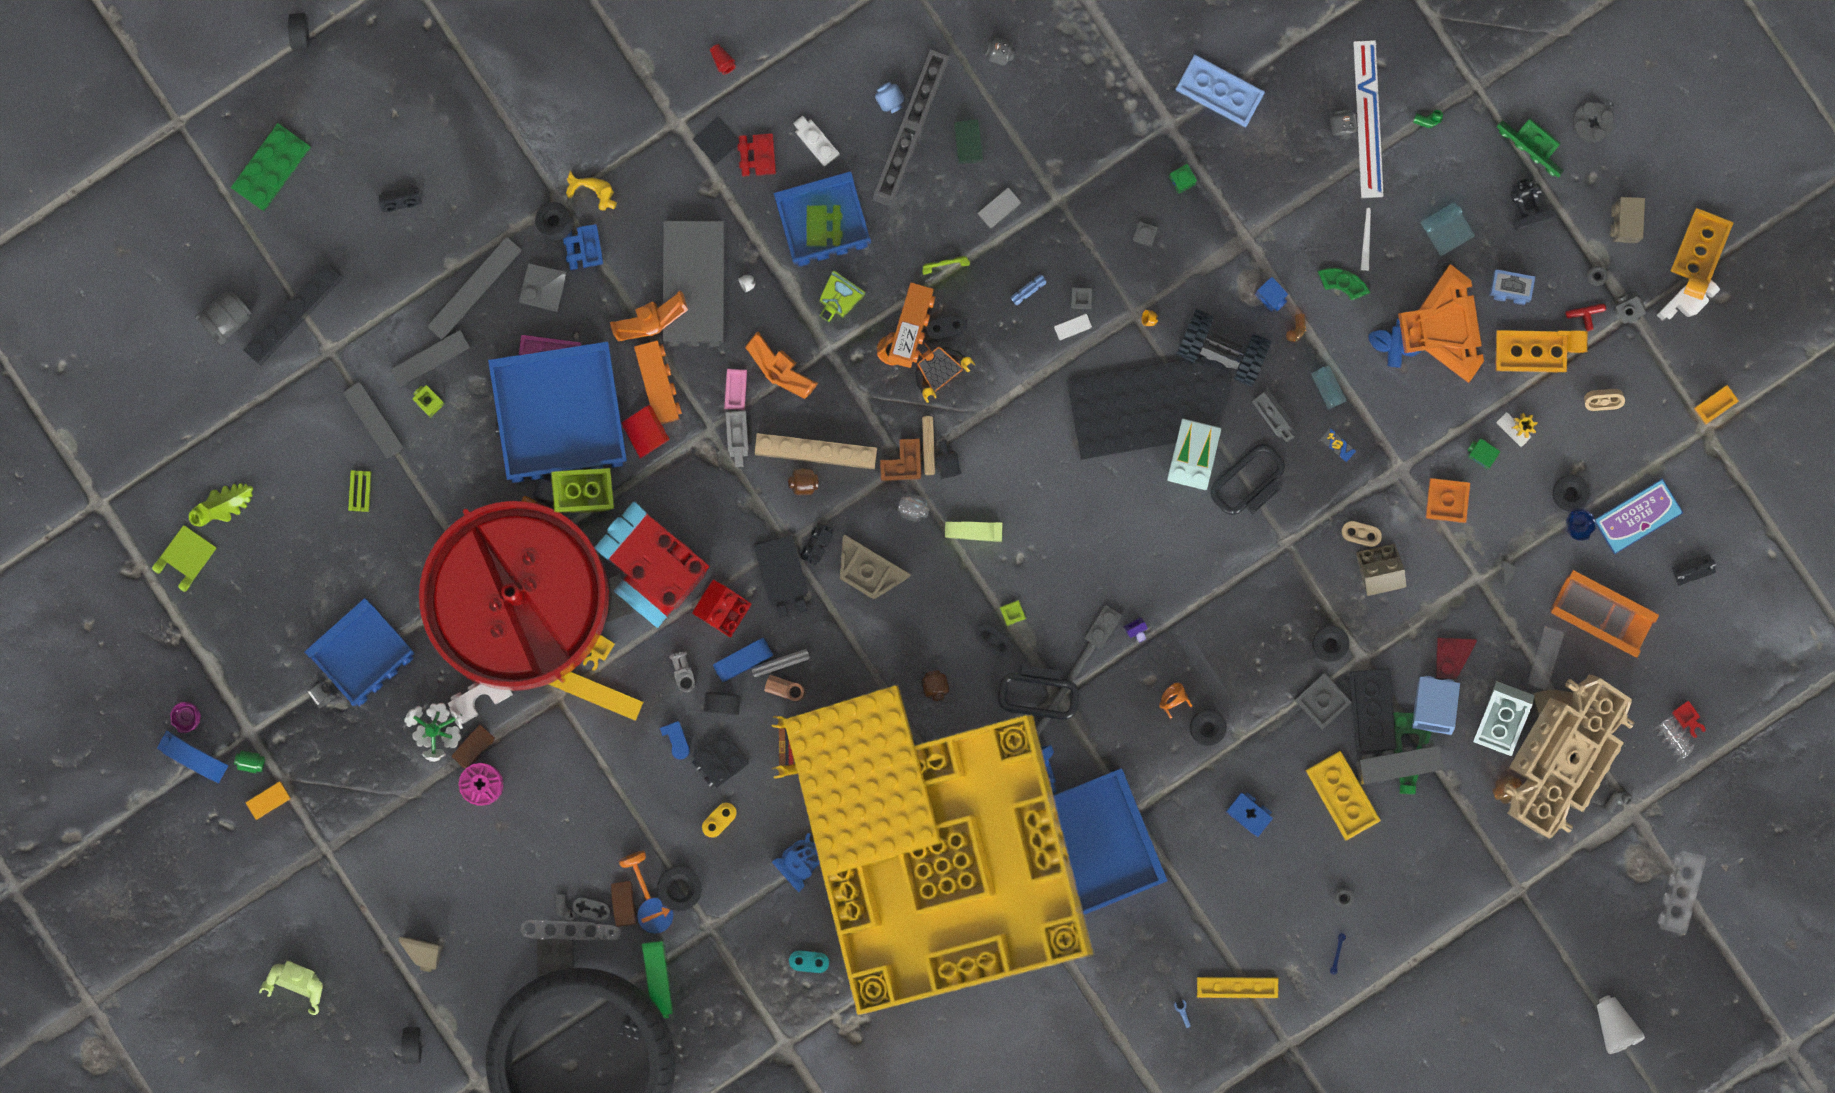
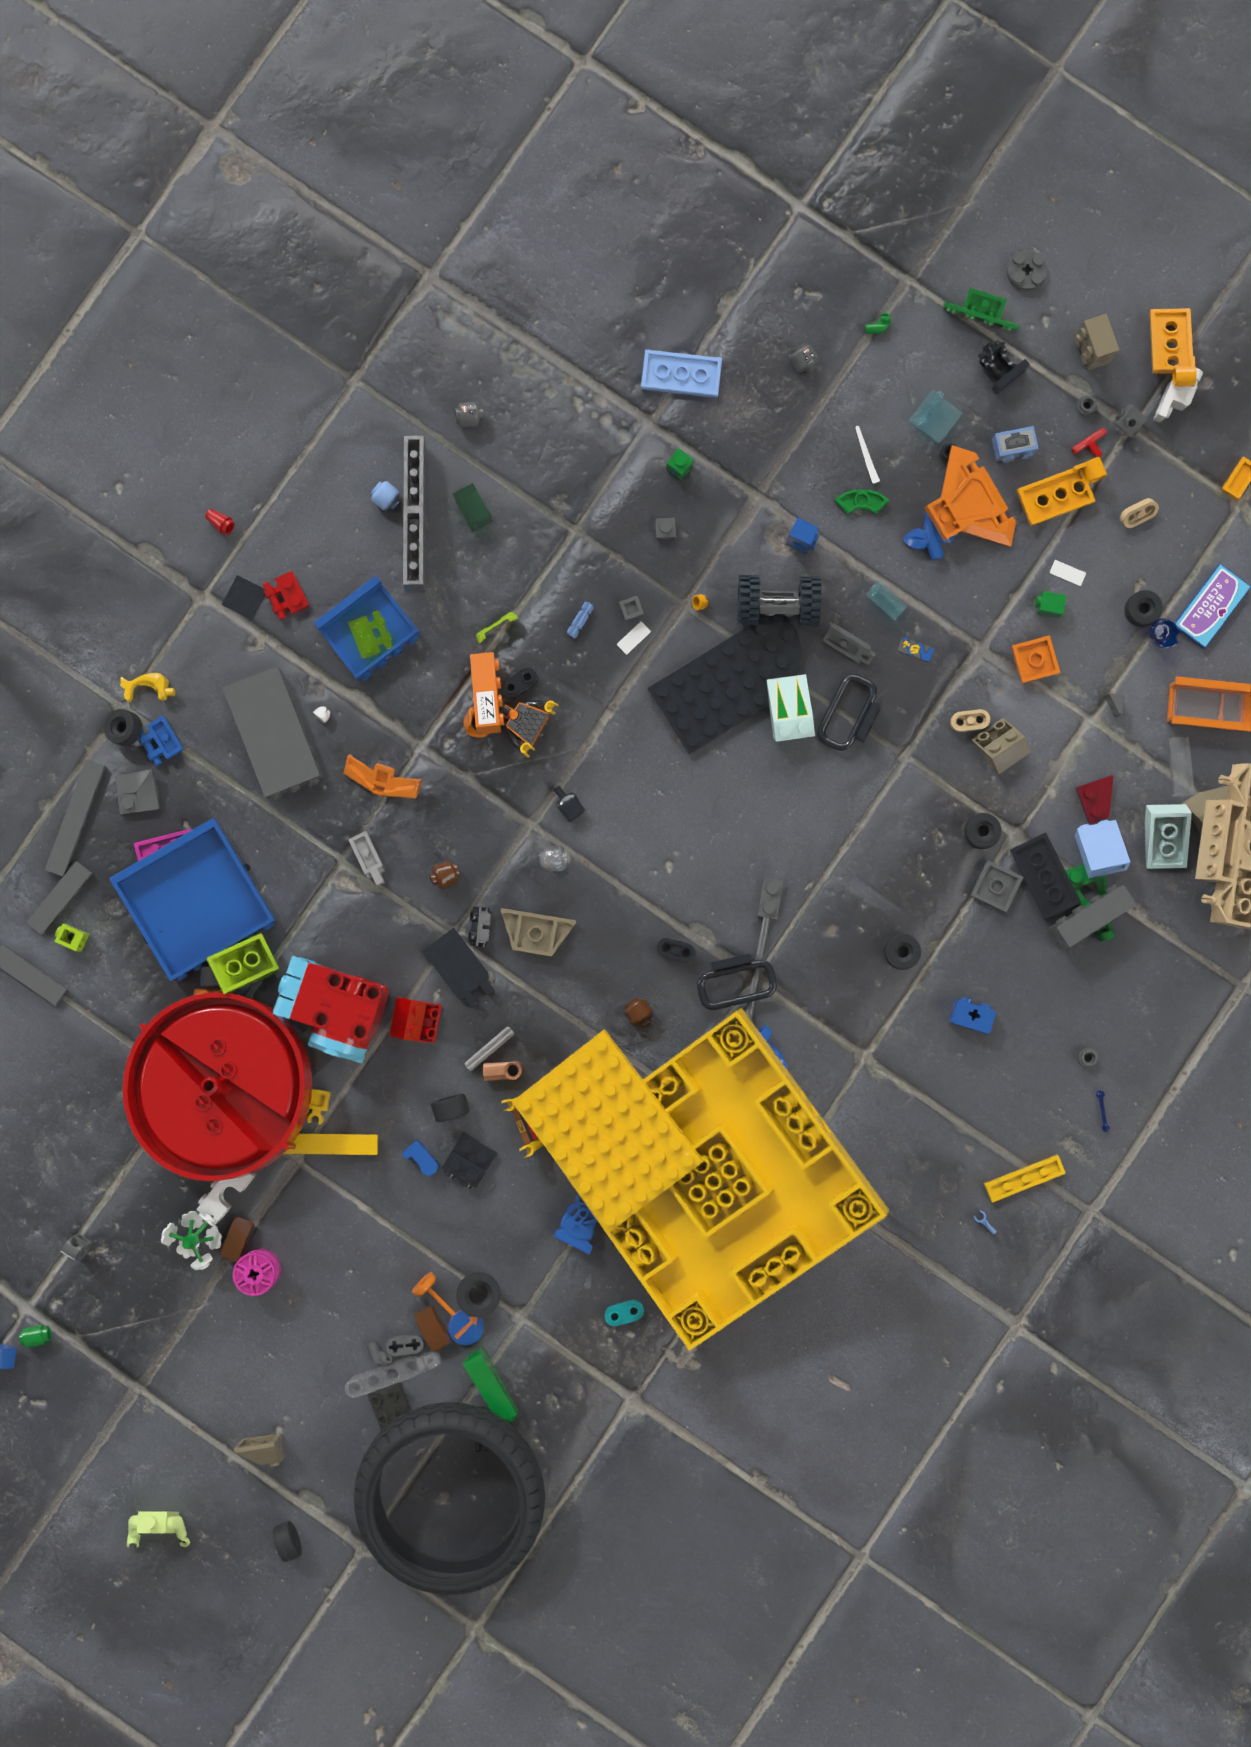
camera: 20 degrees left, 0 degrees up
(268, 800) = (67, 1364): light orange tile -> none
(359, 494) = (34, 1047): lime tile -> none
(360, 652) = (99, 1193): blue panel -> none
(645, 431) = (281, 886): red tile -> none
(650, 319) = (245, 781): orange plate -> none
(656, 381) = (275, 837): orange brick -> none
(683, 672) = (404, 1091): light grey connector -> none
(719, 820) = (489, 1215): yellow plate -> none
(735, 389) = (350, 815): bright pink tile -> none
(743, 660) = (453, 1059): blue beam -> none
(815, 141) = (334, 562): white hinge -> none
(815, 451) = (444, 842): tan brick -> none
(839, 296) = (411, 693): lime torso -> none
(907, 467) = (533, 823): dark orange plate -> none
(928, 445) = (545, 796): tan axle -> none
(974, 531) = (618, 857): yellowish green leg -> none
(999, 208) = (524, 557): light grey tile -> none
(1012, 613) = (682, 918): lime tile -> none
(1107, 842) = (853, 1093): blue panel -> none
(1136, 629) = (801, 888): dark purple tile -> none
(1174, 689) = (859, 928): orange piece -> none
(1299, 330) = (838, 564): clear orange arm -> none
(1343, 795) = (1049, 964): yellow tile -> none
(1368, 119) = (824, 347): white sticker -> none
(1499, 792) = (1193, 899): clear orange head -> none
(1518, 426) = (1082, 562): yellow gear -> none

